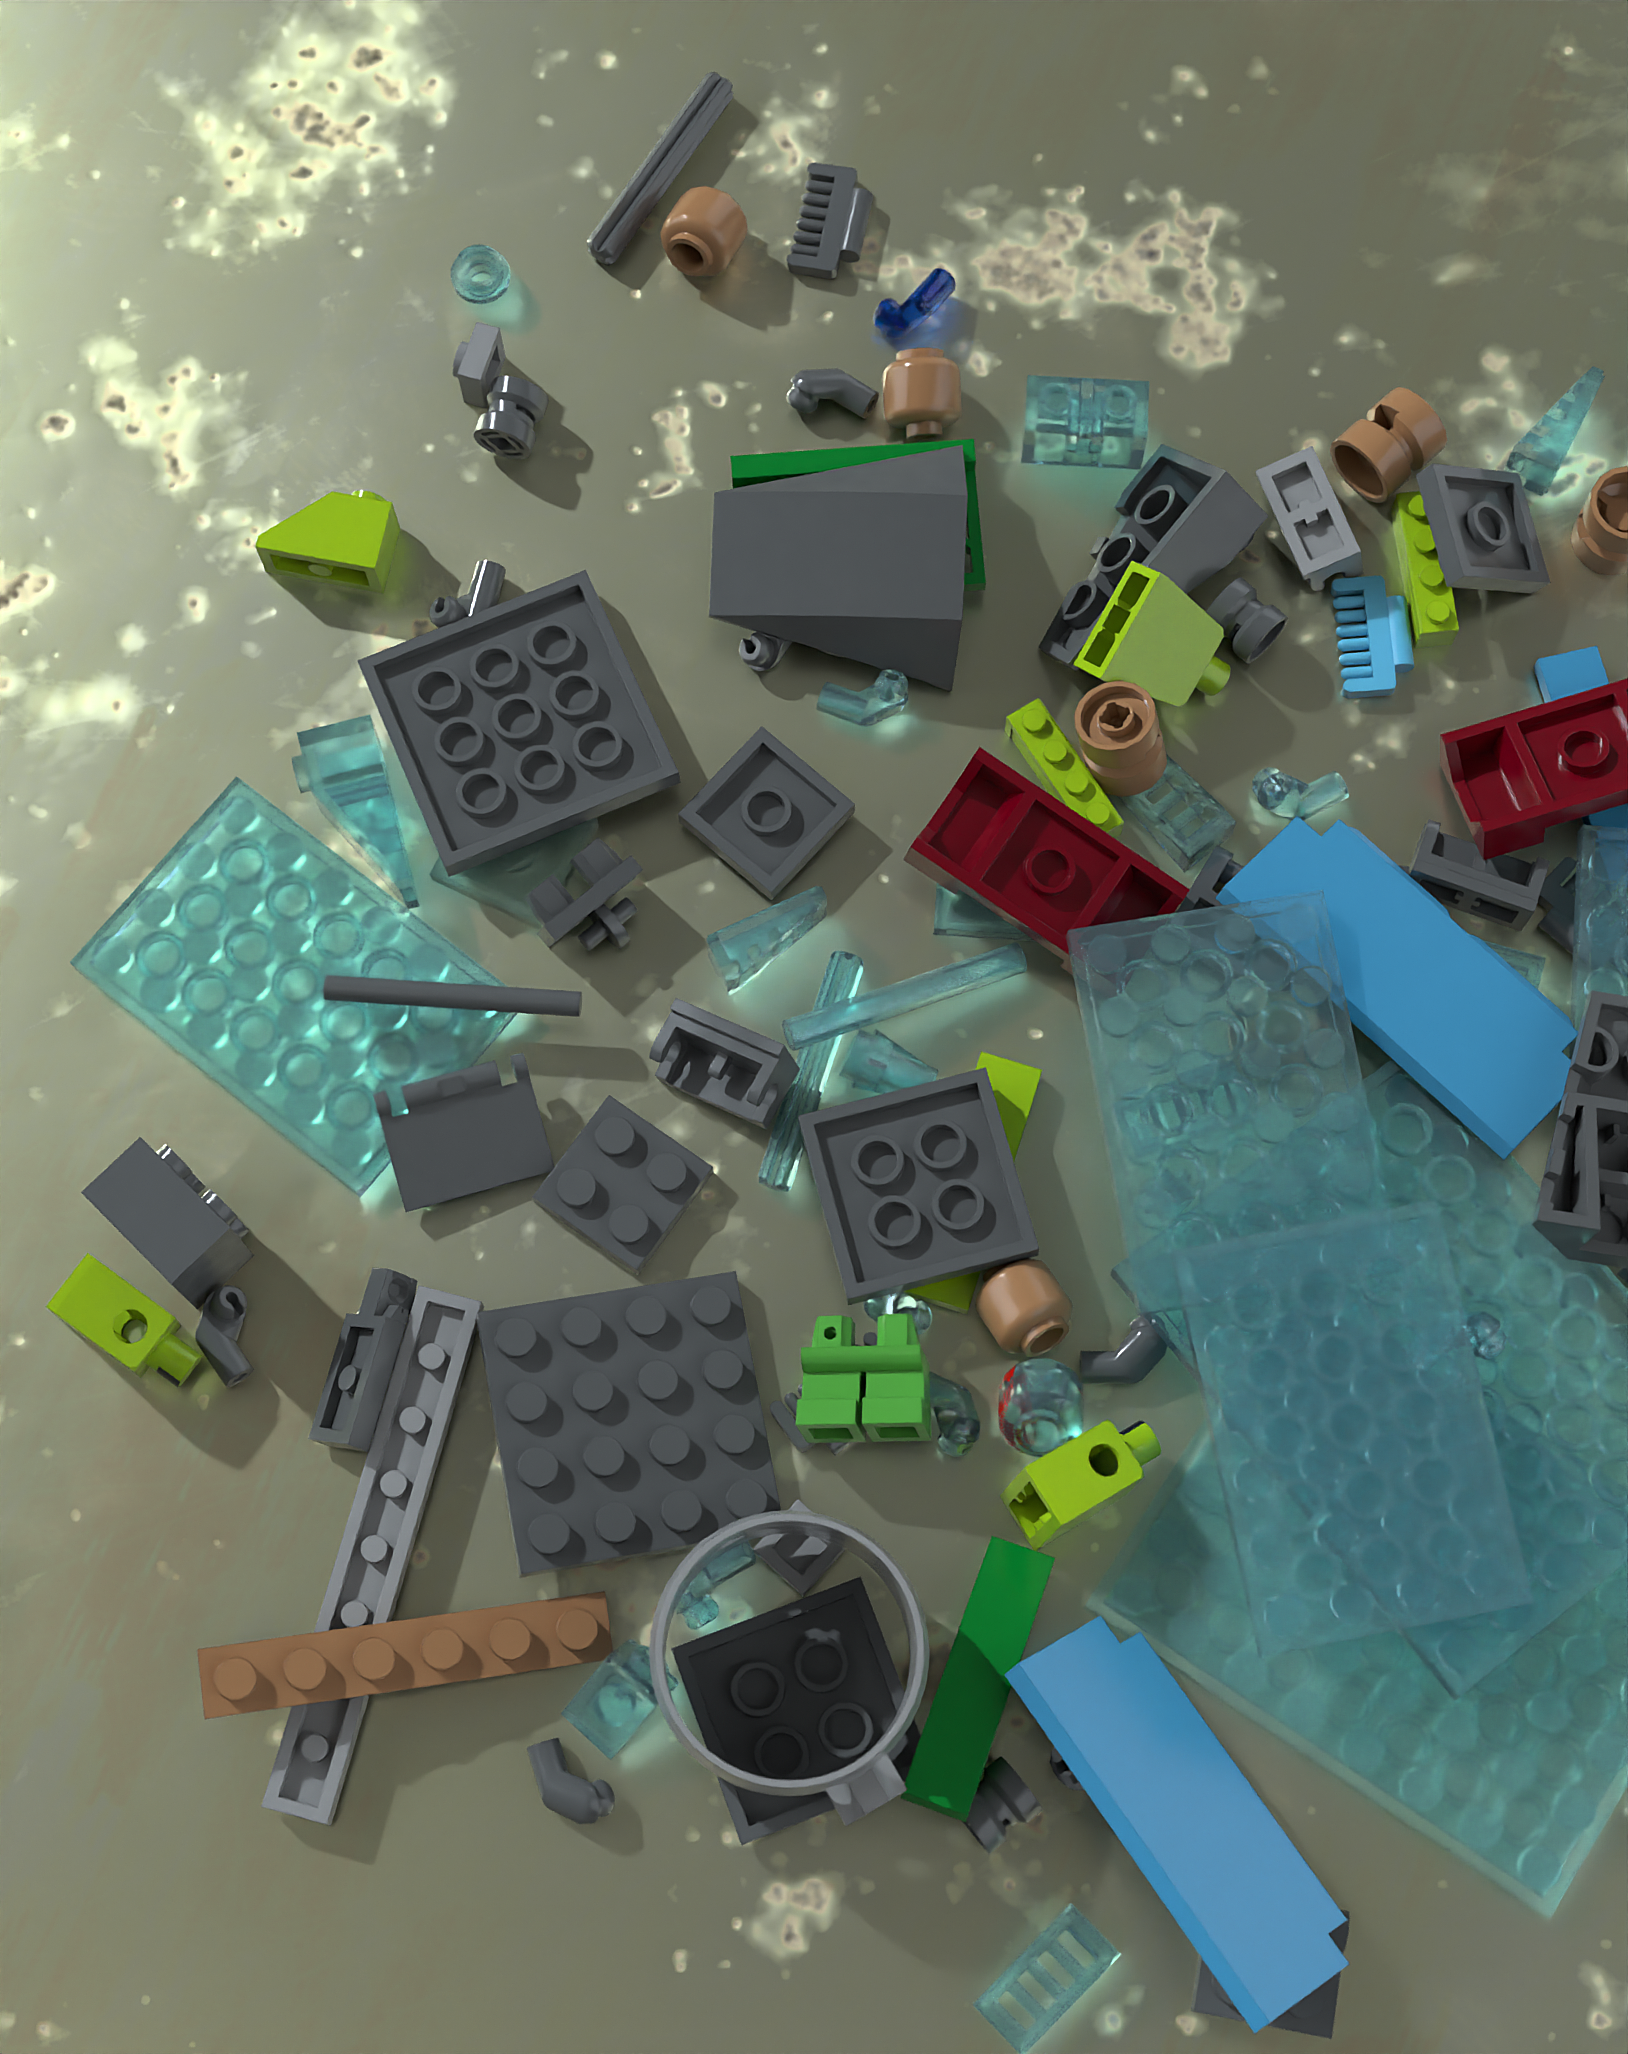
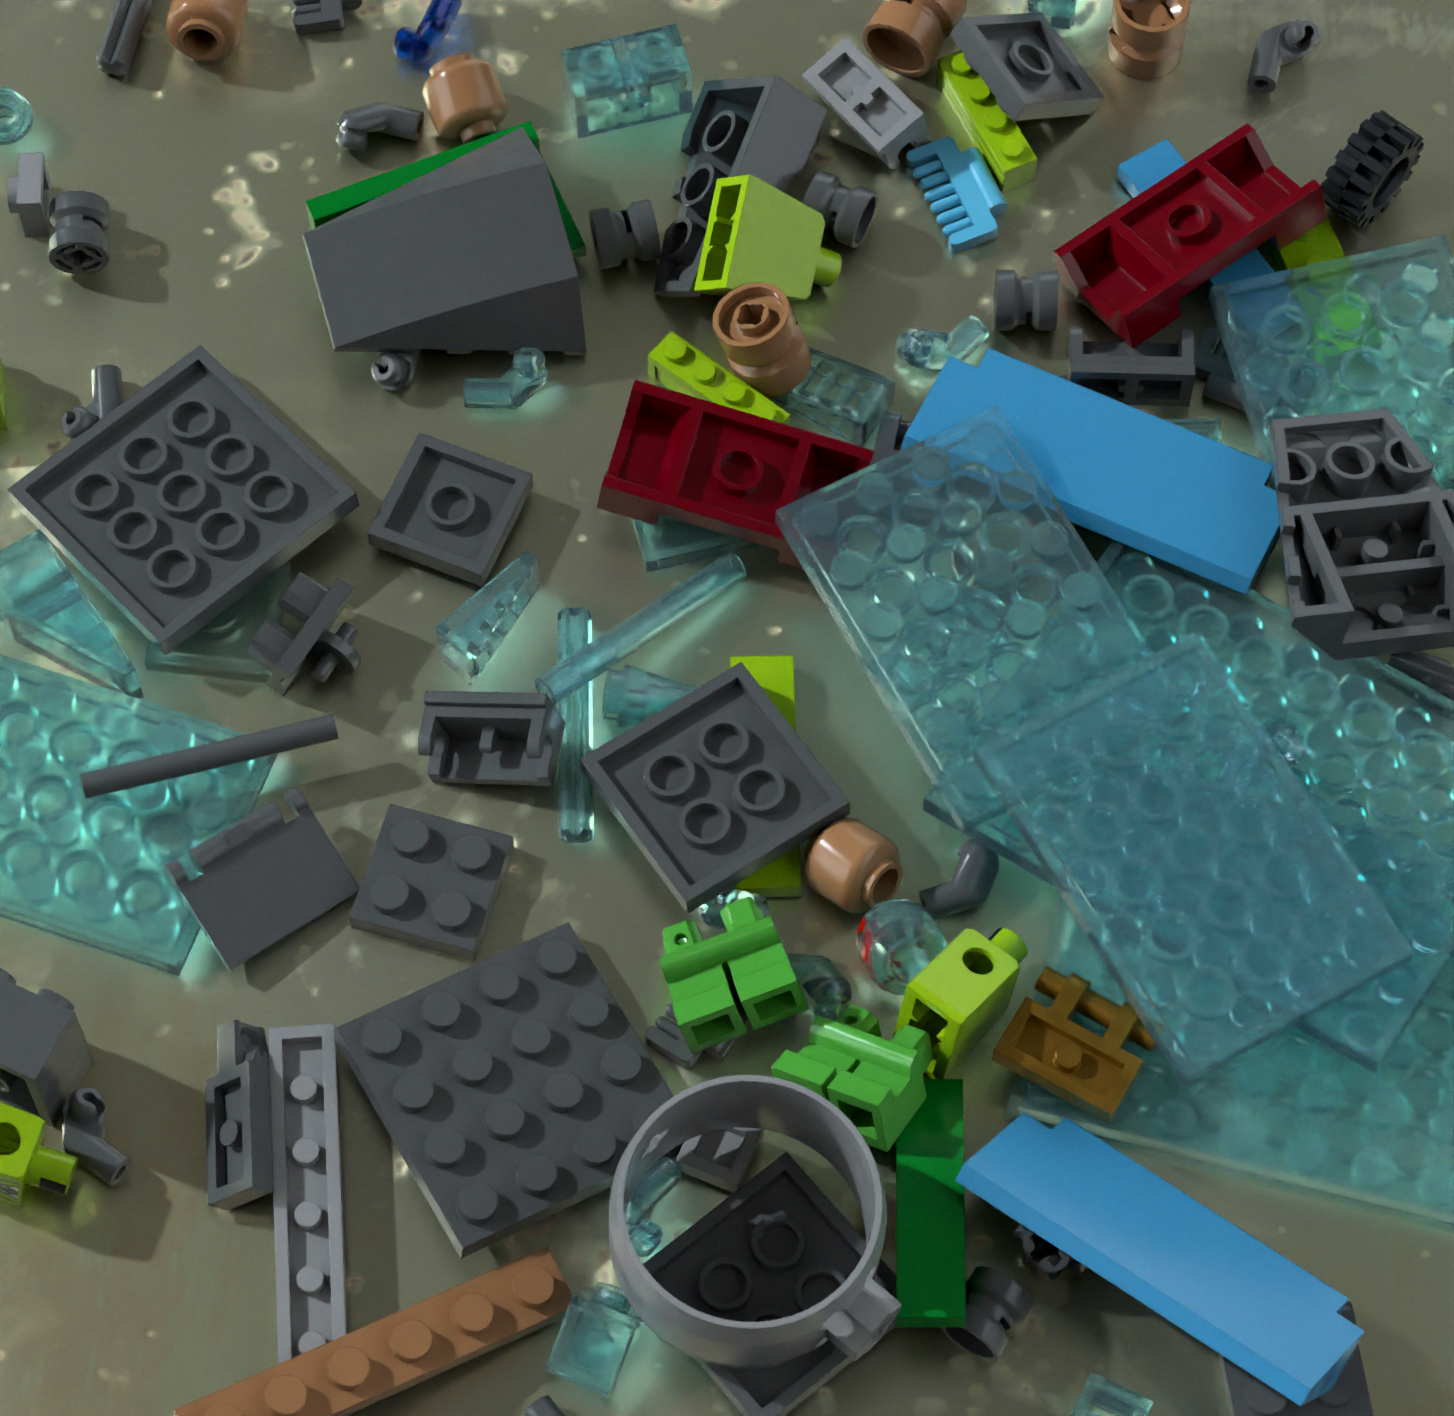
camera: 20 degrees left, 10 degrees down
(948, 1530) = (861, 1073): none -> bright green hips
(1014, 585) = (625, 234): none -> dark grey wheel
(1160, 1580) = (1068, 1058): none -> pearl gold plate
(1396, 774) = (1025, 300): none -> dark grey wheel

